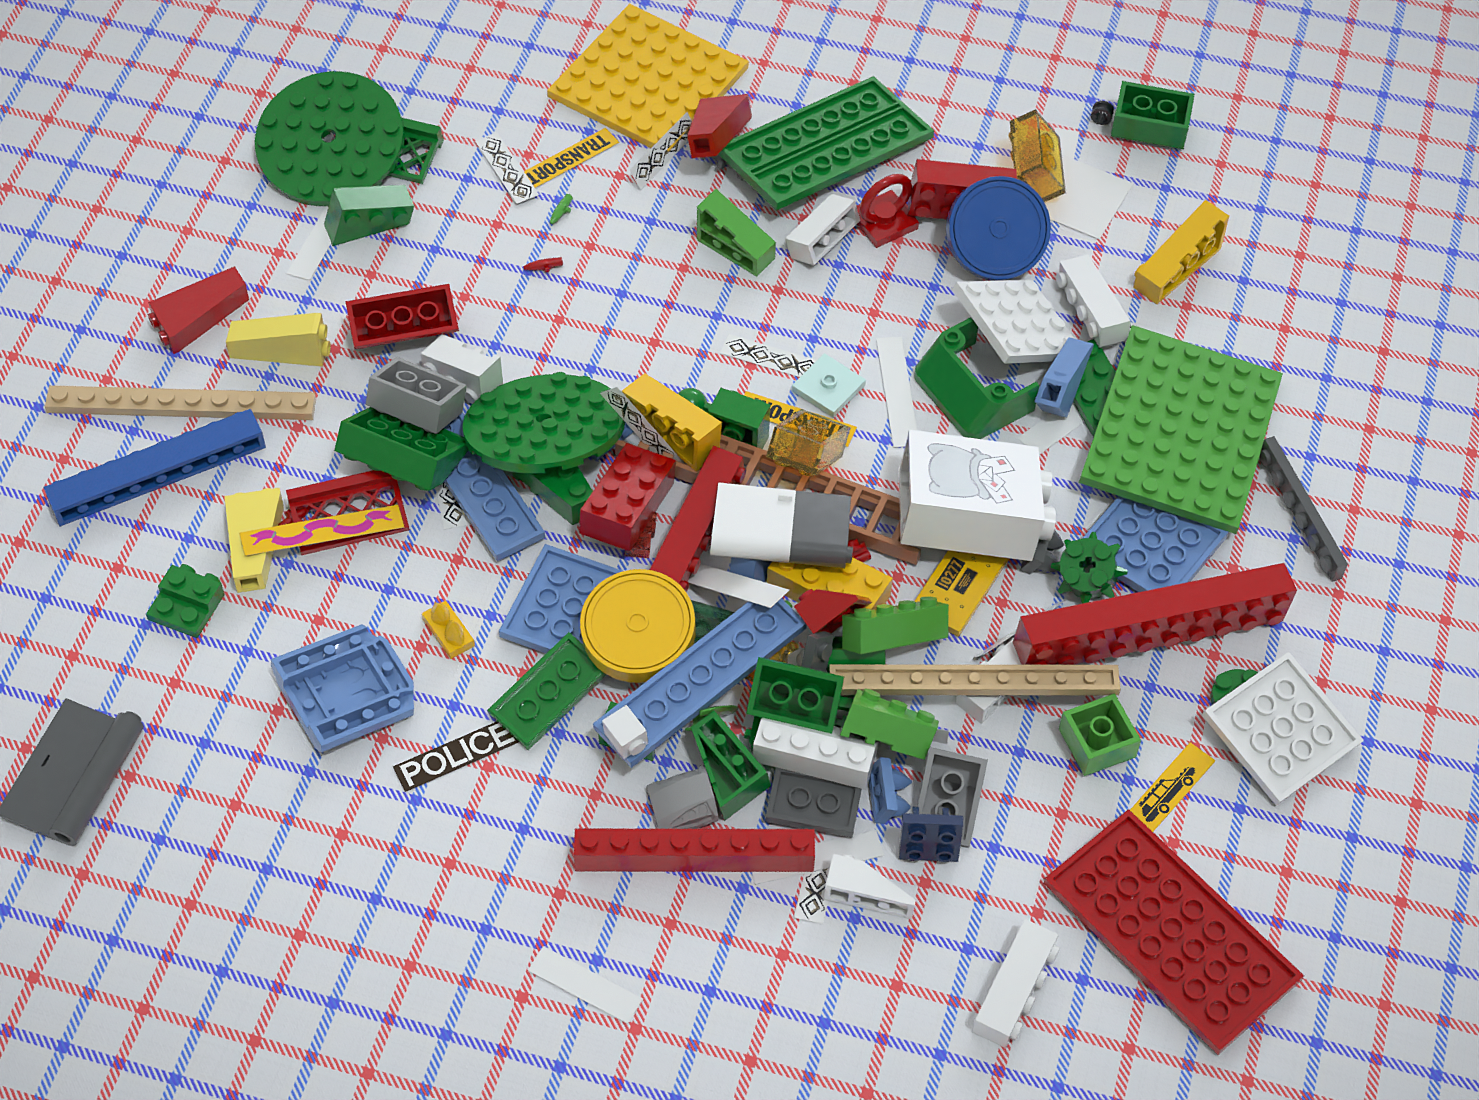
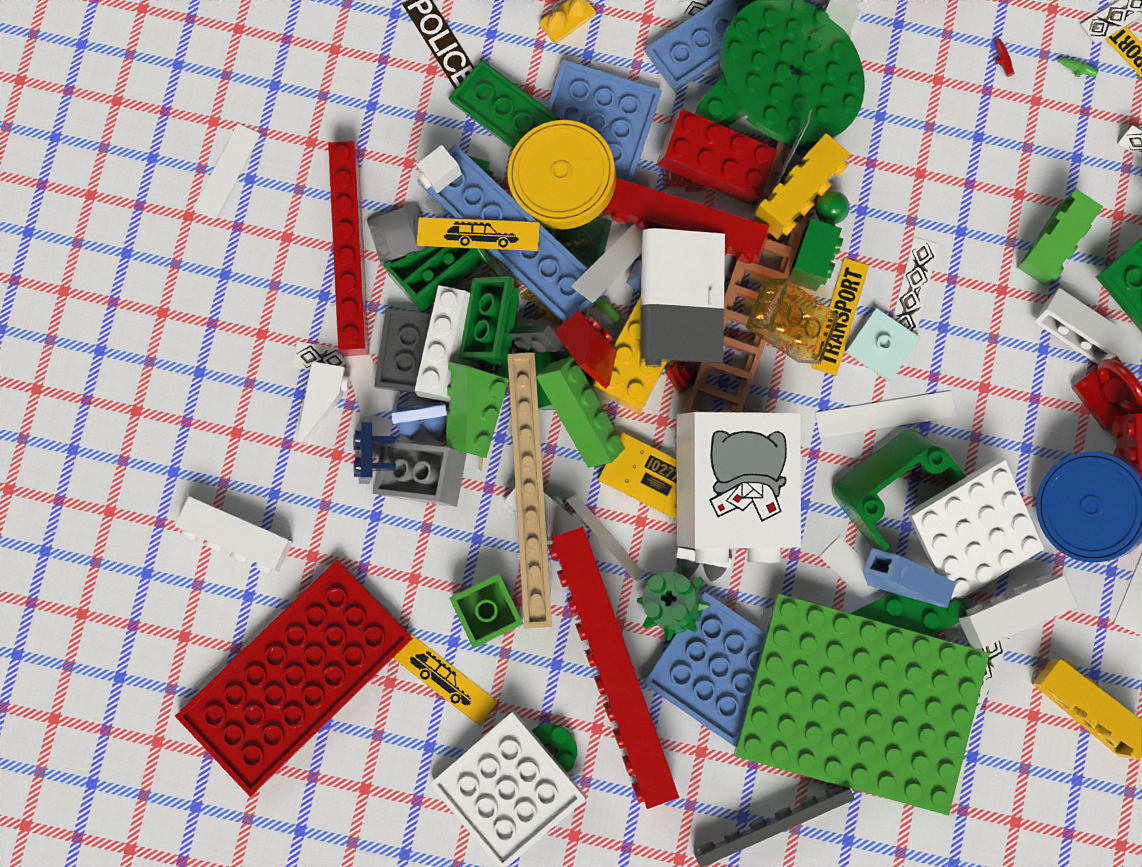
camera: 85 degrees right, 25 degrees up
(698, 704) = (478, 234): none -> yellow sticker

